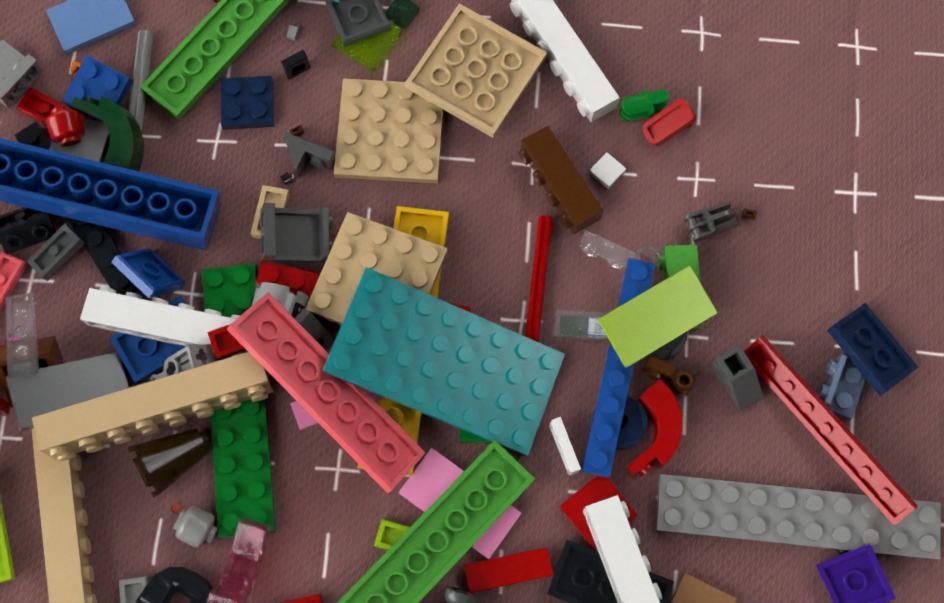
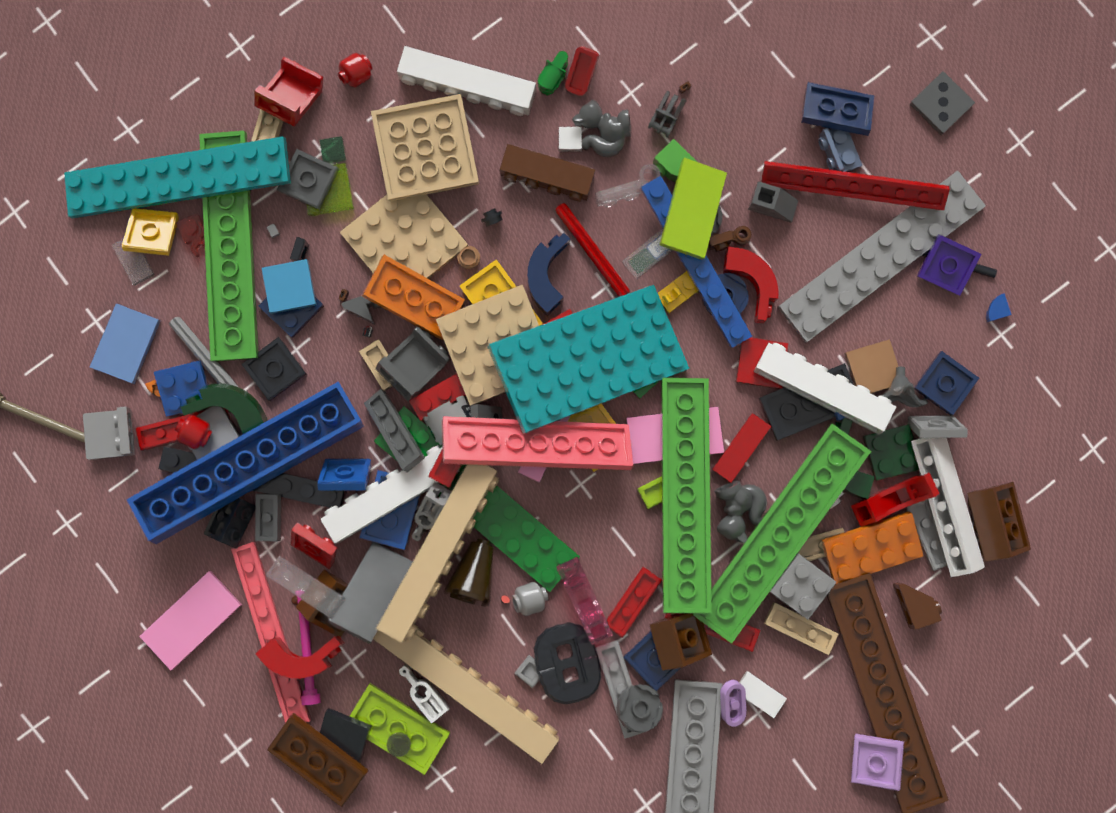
camera: 45 degrees left, 10 degrees up
(25, 537) = (433, 703): none -> white piece
(66, 313) = (312, 545): none -> red plate
(183, 140) = (274, 369): none -> black tile
(223, 273) = (394, 430): none -> dark grey plate
(258, 83) = (289, 286): none -> dark azure tile
(347, 174) = (410, 295): none -> orange plate
(428, 191) = (468, 257): none -> medium nougat plate
(474, 254) = (540, 288): none -> dark blue arch
(478, 175) = (492, 217): none -> black plate
(564, 446) = (707, 342): white tile -> none
(579, 380) = (677, 292): none -> yellow plate
(650, 192) = (612, 129): none -> dark grey animal

